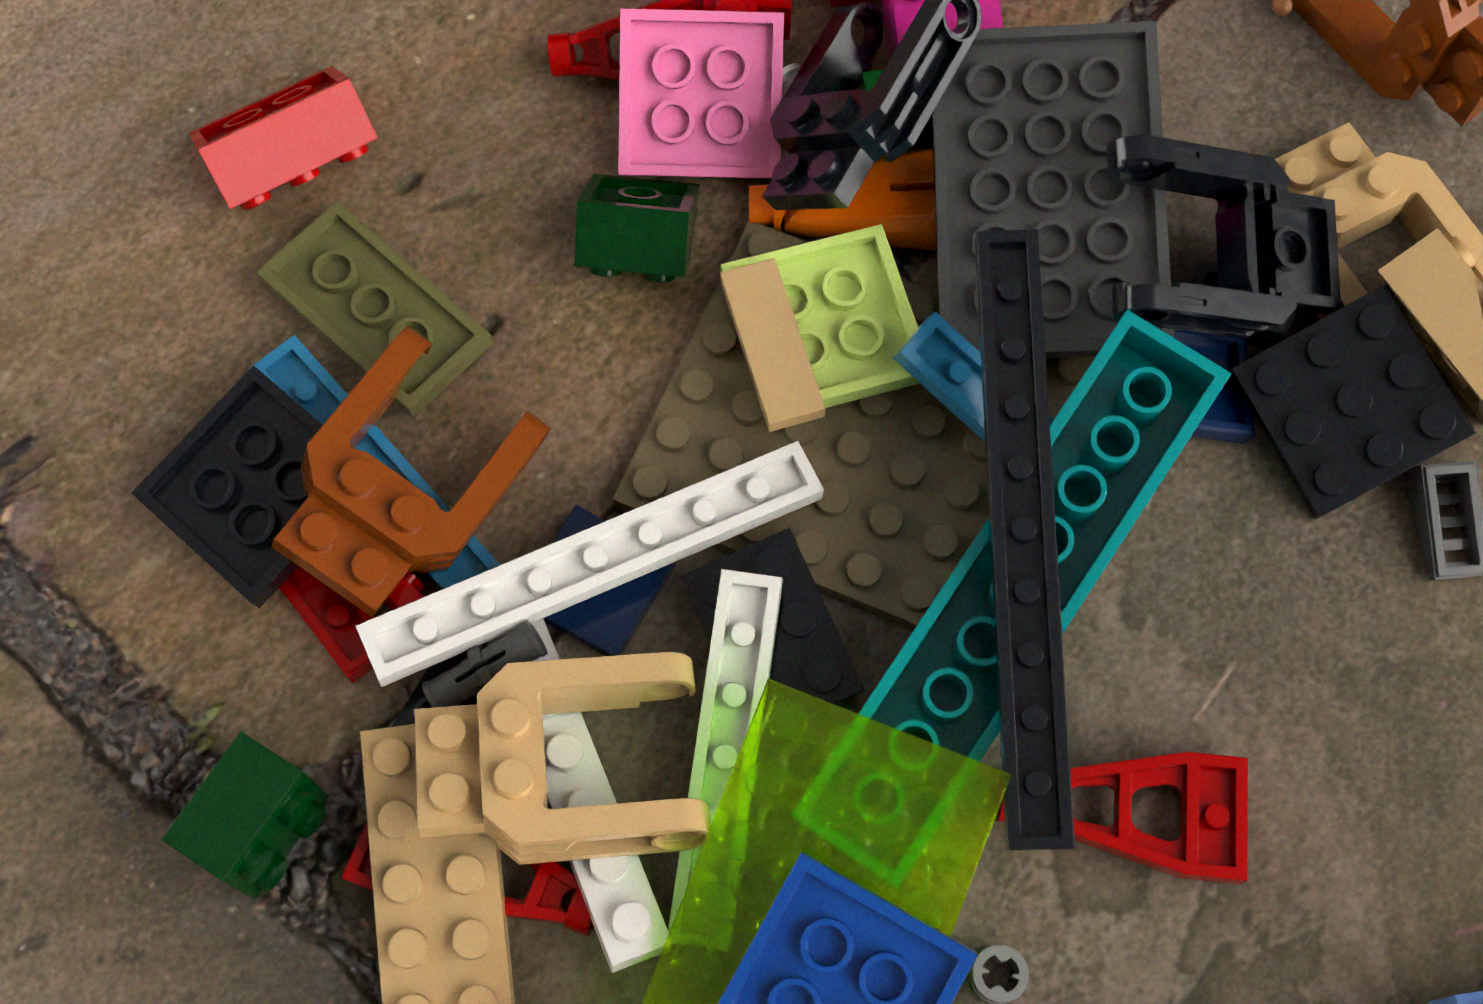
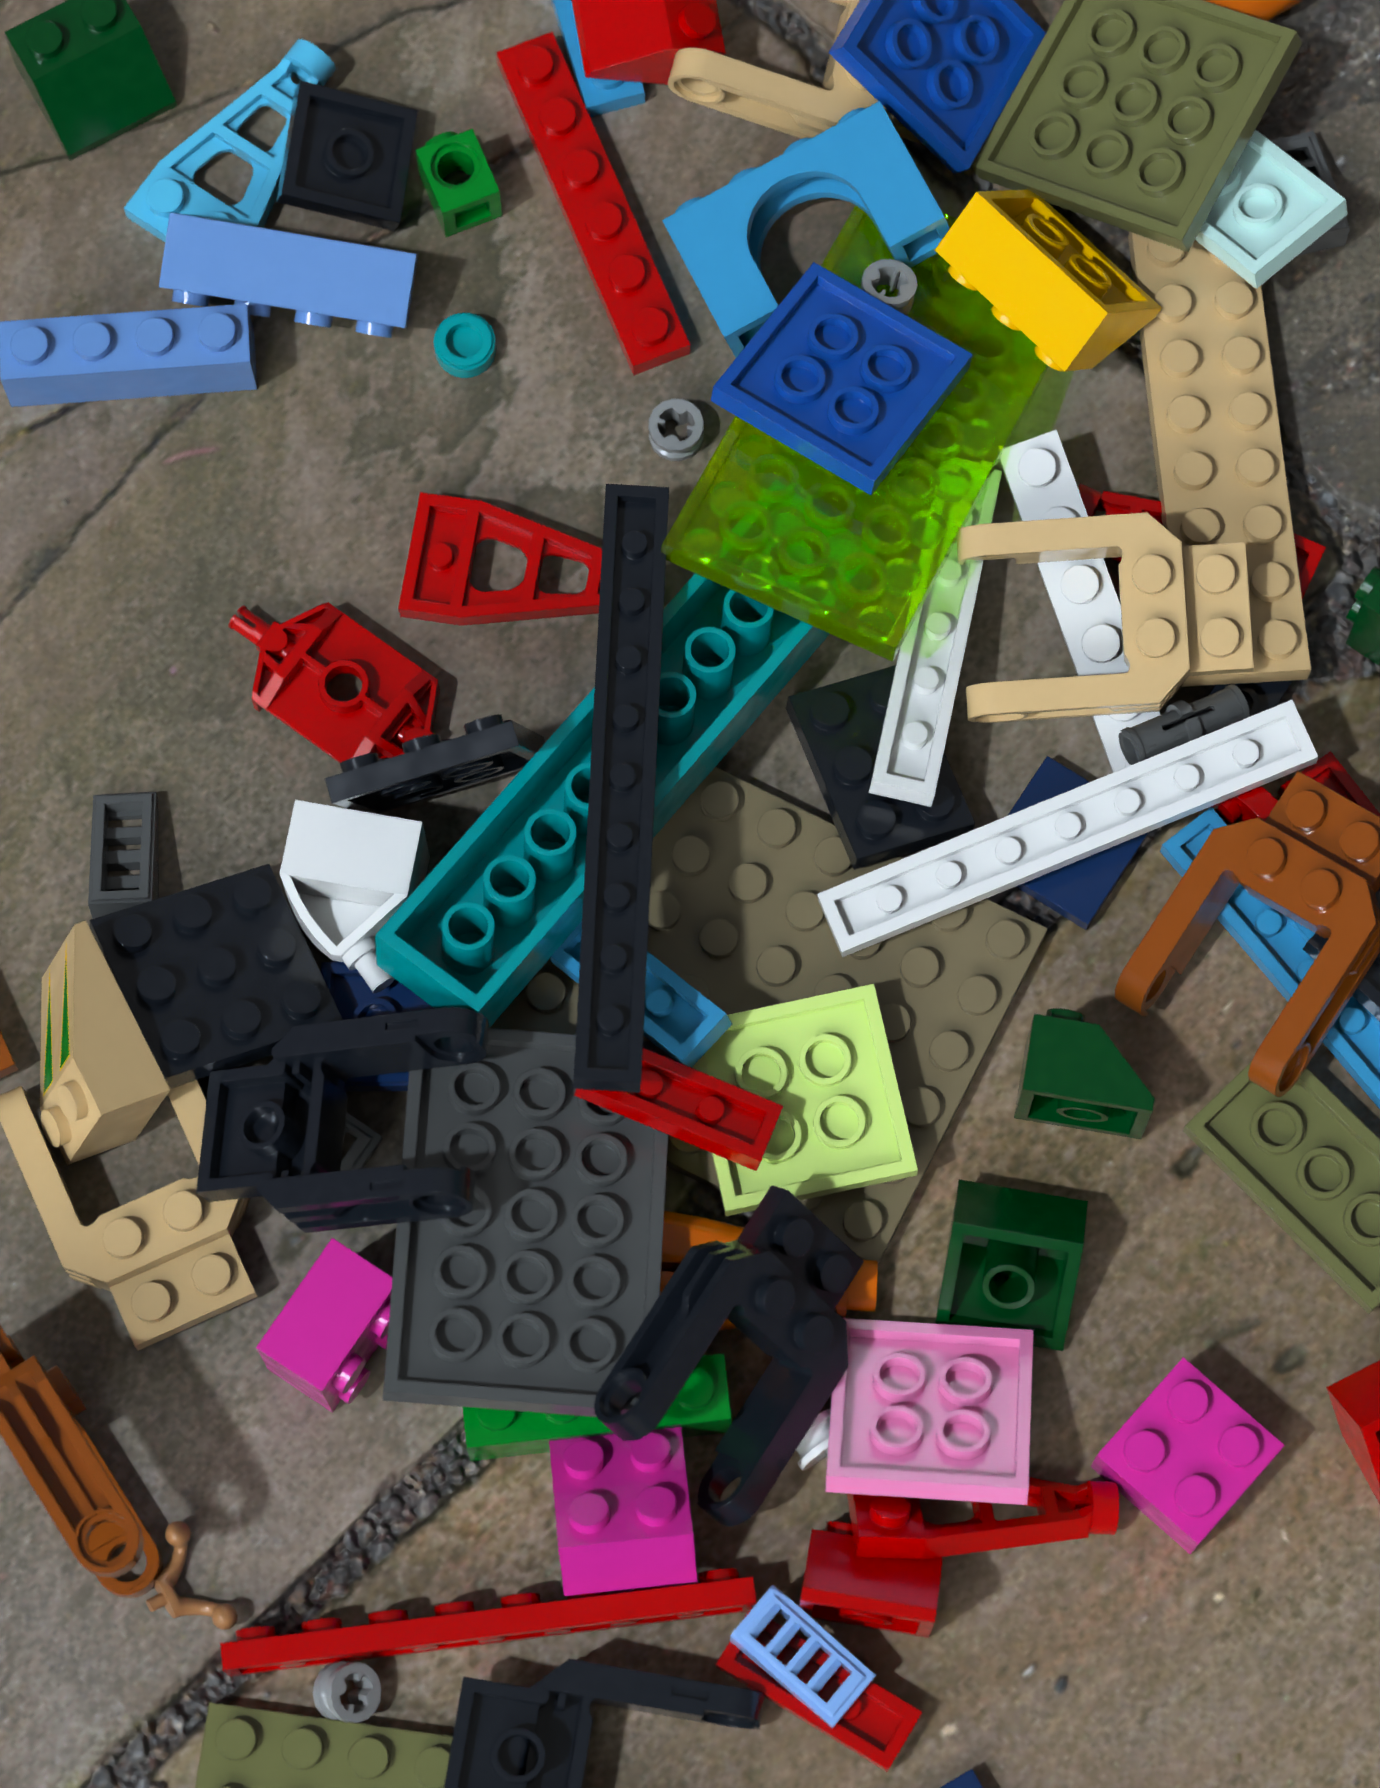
camera: 175 degrees left, 5 degrees up
(492, 87) = (1187, 1455): none -> dark pink brick
(583, 348) = (1079, 1078): none -> dark green slope
(772, 345) = (864, 1059): tan tile -> none
(913, 282) = (695, 1109): none -> red plate
(1193, 555) = (434, 766): none -> black plate
(1205, 104) = (330, 1327): none -> dark pink brick
(1232, 671) = (311, 649): none -> red plate
(1248, 486) = (349, 877): none -> white piece

